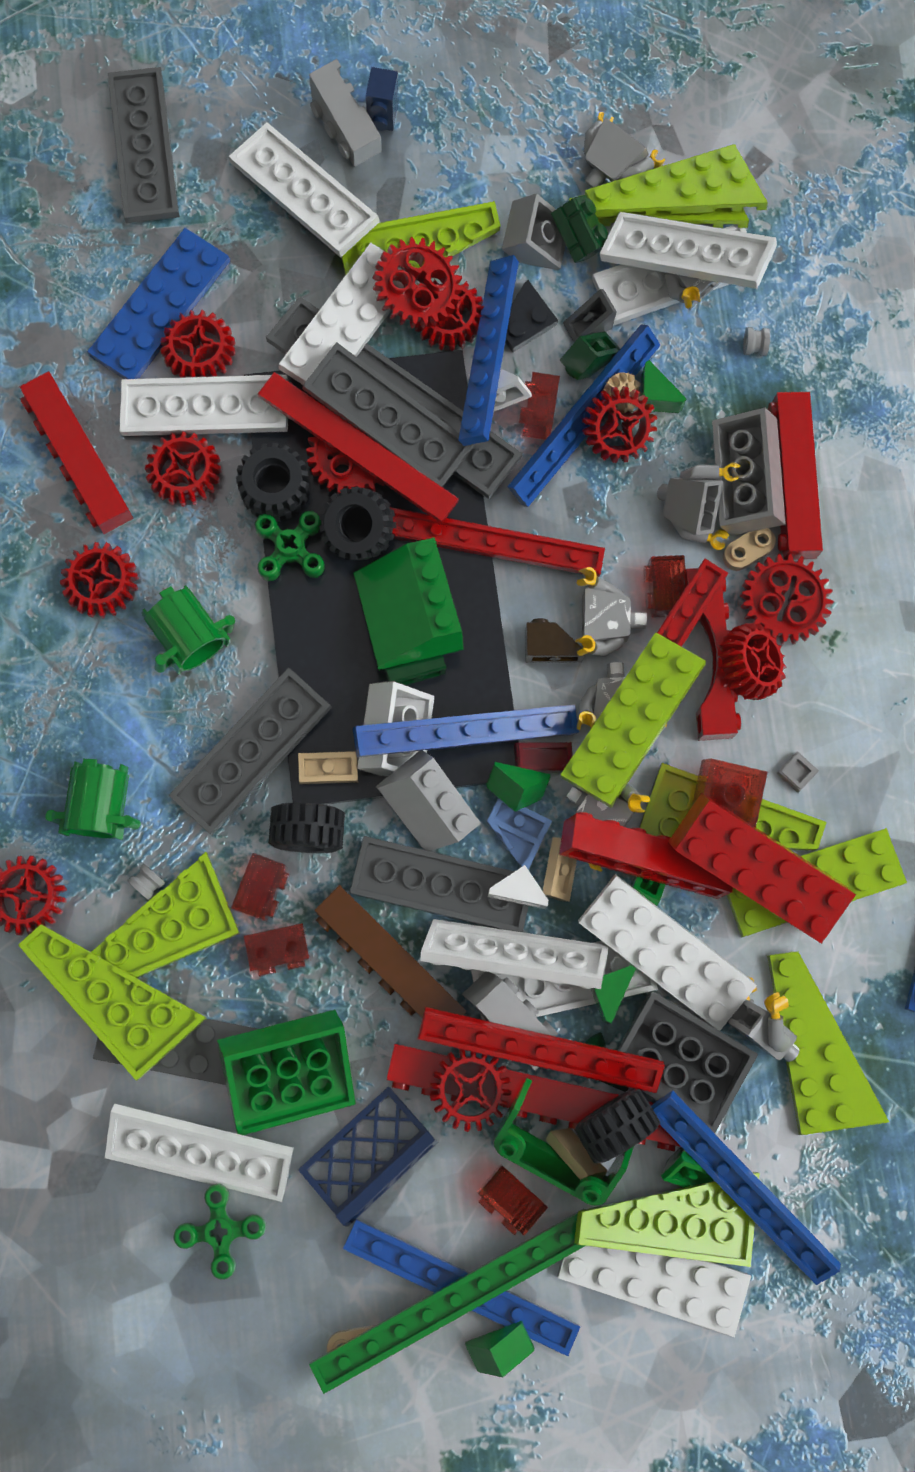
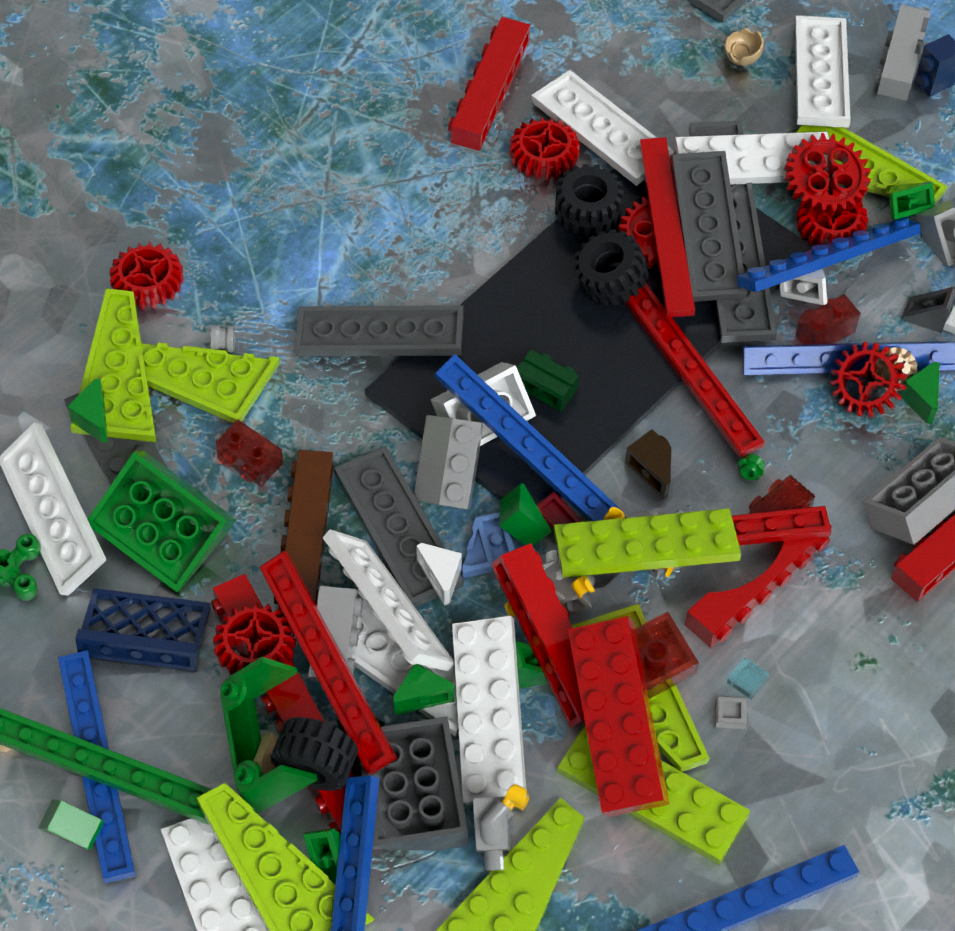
camera: 55 degrees right, 20 degrees down
(95, 802) = (251, 263): green container -> none
(96, 602) = (414, 164): red gear -> none
(142, 1056) = (88, 411): none -> green slope
(169, 289) = (647, 56): blue plate -> none
(179, 340) = (642, 88): red gear -> none
(185, 630) = (427, 228): green container -> none
(224, 224) = (744, 47): none -> tan hair
(260, 888) = (284, 410): clear red brick -> none
(297, 554) = (554, 266): green gear -> none
(306, 828) = (354, 398): black tyre -> none
(328, 767) = (413, 384): tan plate -> none
(409, 605) = (586, 342): green slope -> none
(485, 241) = (911, 199): none -> green slope
(511, 1200) = (194, 748): clear red brick -> none
(528, 318) = (884, 272): black wing -> none
(559, 873) = (480, 598): tan plate -> none
(589, 355) = (901, 324): dark green slope -> none
(605, 616) = (711, 482): light grey torso -> none
(615, 575) = (751, 467): none -> green plate
(694, 502) = (863, 469): light grey torso -> none
(750, 547) = (872, 547): tan plate -> none
(752, 661) = (773, 586): red gear -> none
(781, 735) = (748, 678): none -> clear light blue tile
(810, 608) = (859, 598): red gear -> none

